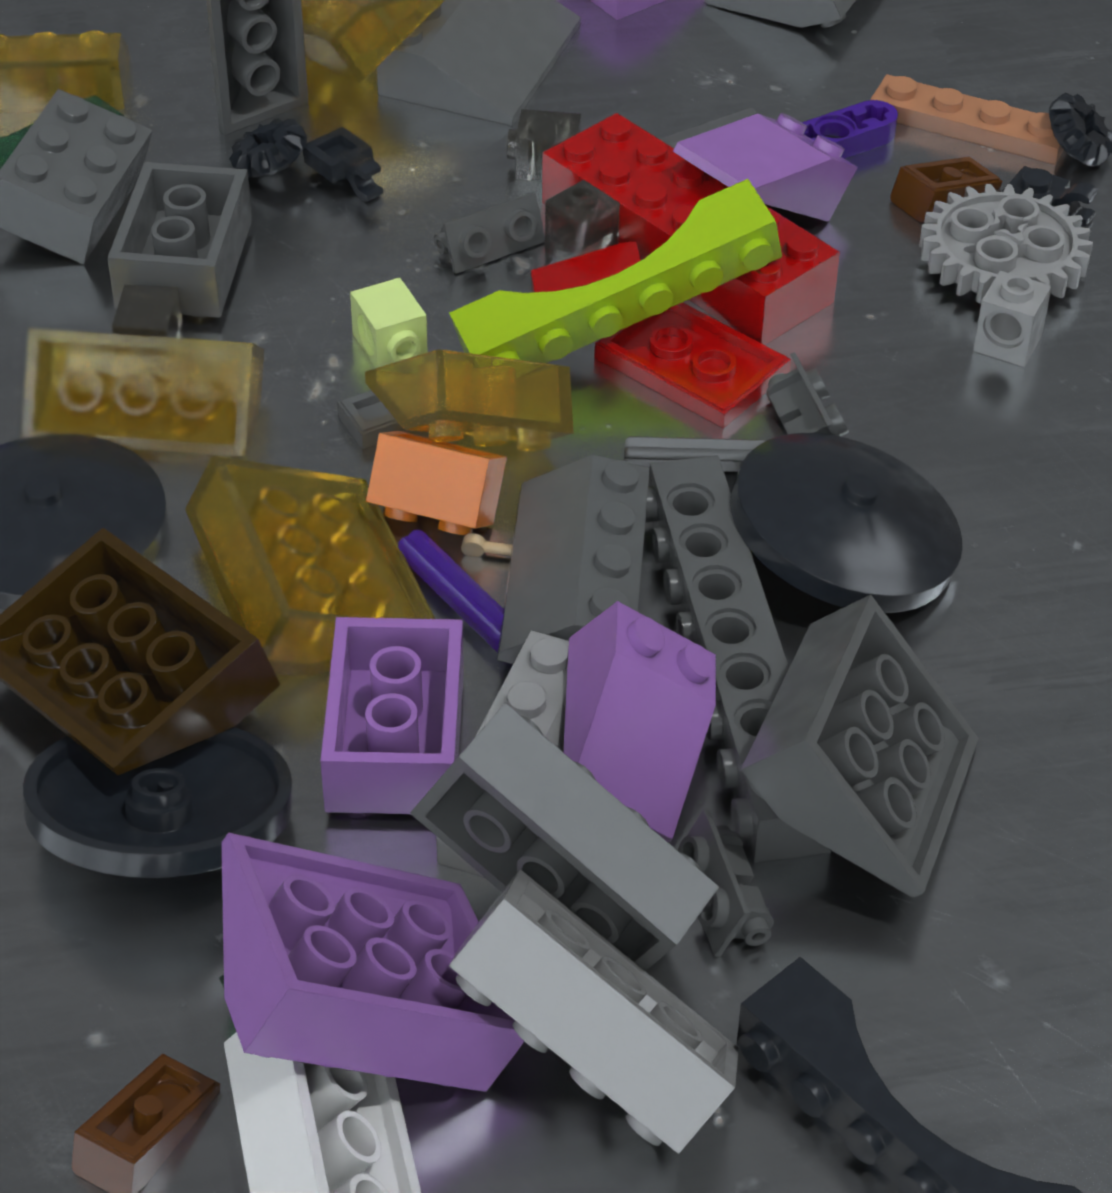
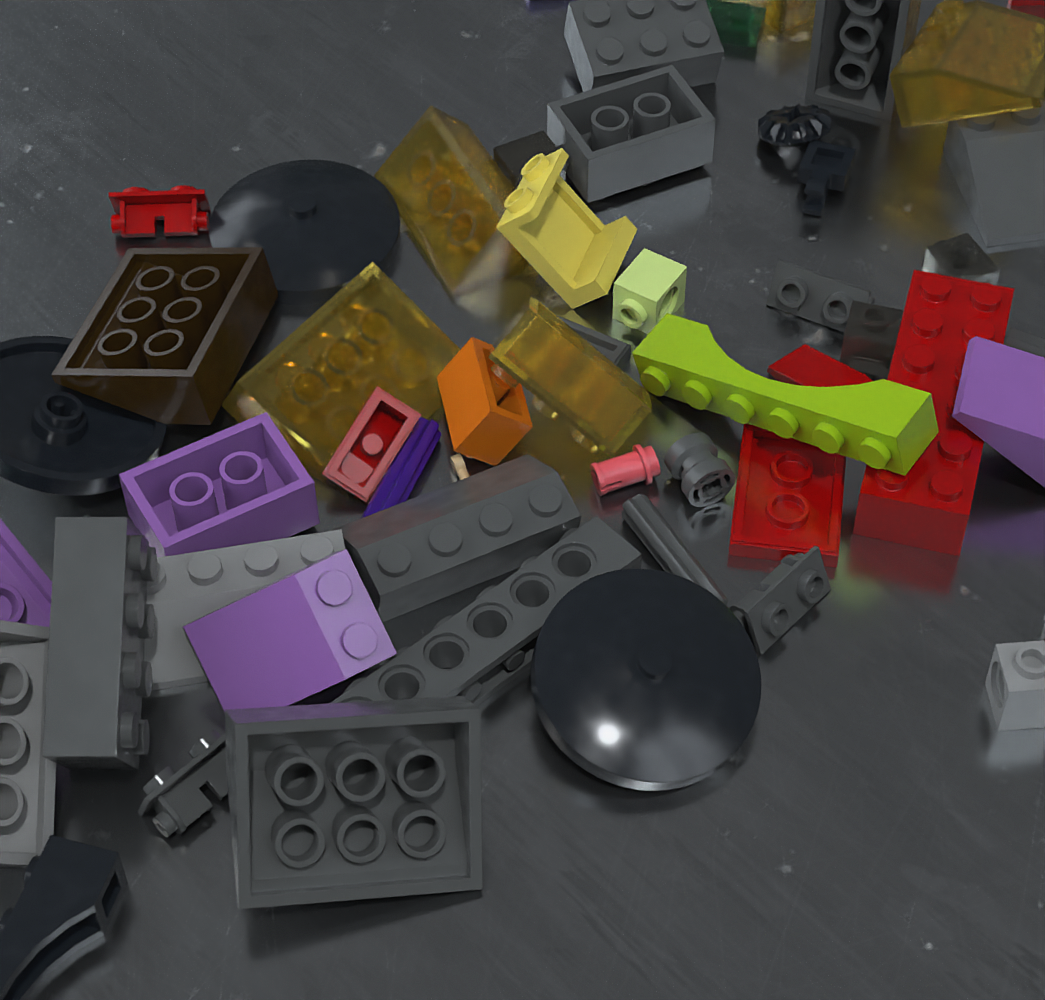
camera: 60 degrees right, 5 degrees up
(287, 329) = (562, 233): none -> light yellow panel
(404, 572) = (371, 444): none -> red slope
(590, 427) = (625, 470): none -> coral pin
(630, 390) = (702, 473): none -> dark grey wheel

